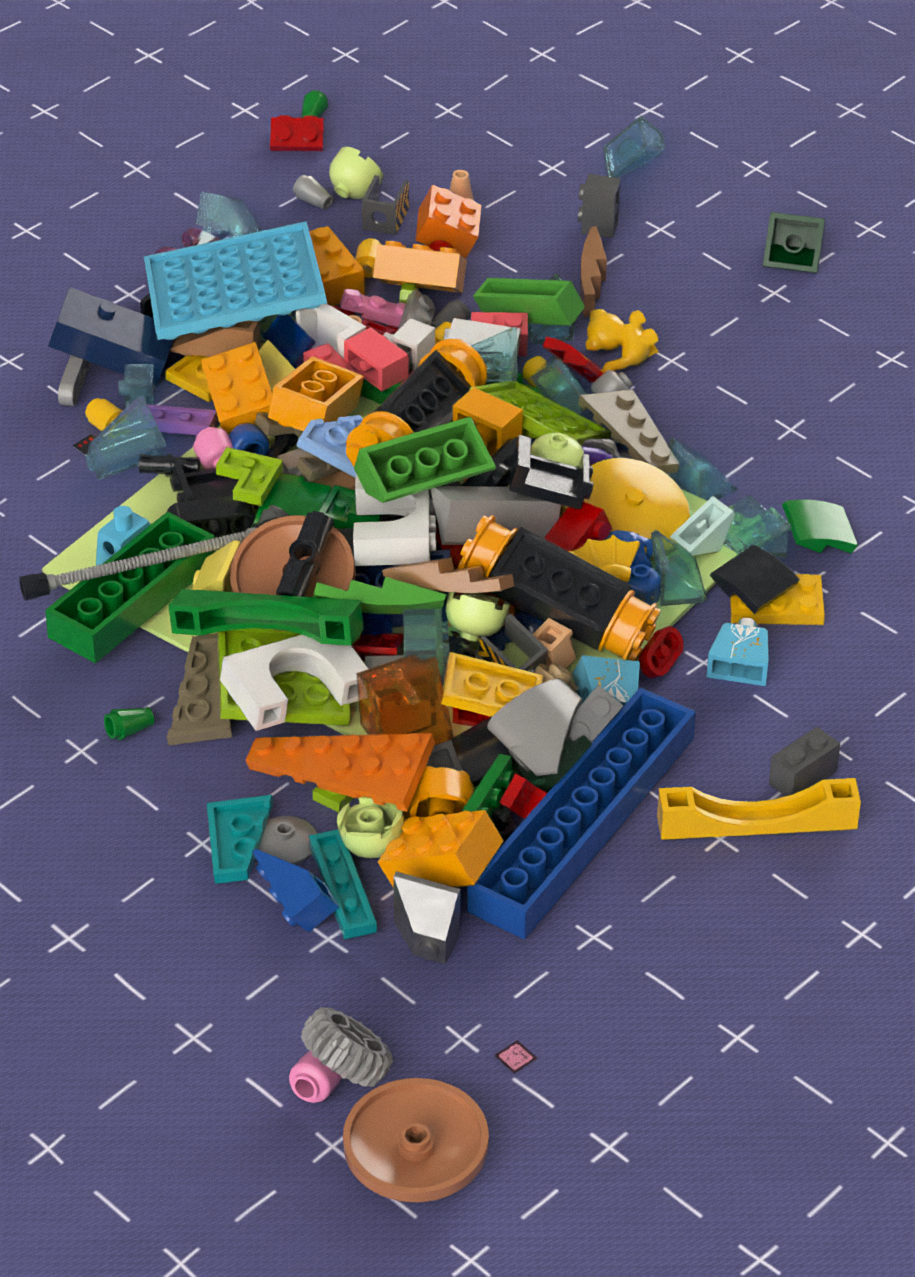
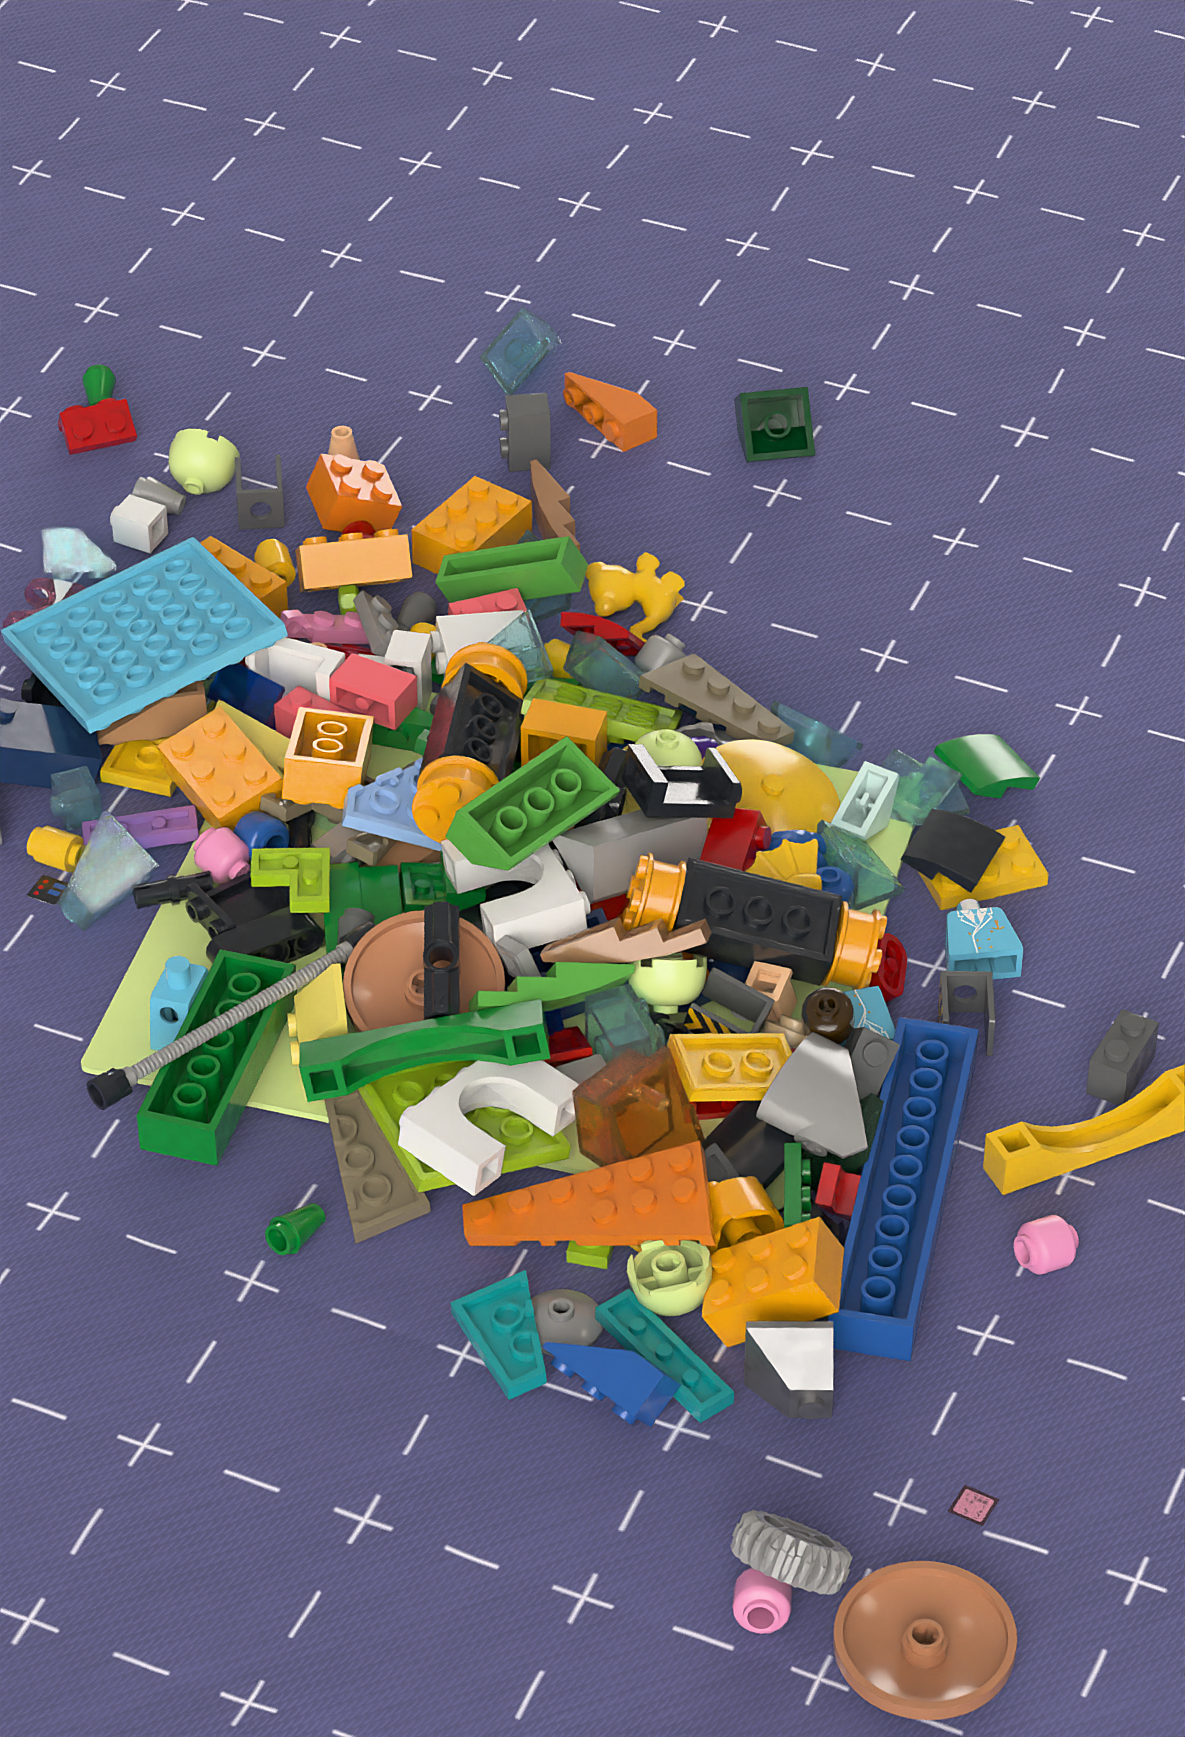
camera: 20 degrees left, 0 degrees up
(286, 206) = (139, 523): none -> white brick
(364, 568) = (516, 958): none -> light grey tile
(529, 256) = (470, 520): none -> light orange brick
(579, 670) = (828, 1014): none -> dark brown head
(669, 883) = (1046, 1244): none -> bright pink head
(679, 207) = (614, 411): none -> orange slope
(692, 687) = (980, 1002): none -> dark grey piece

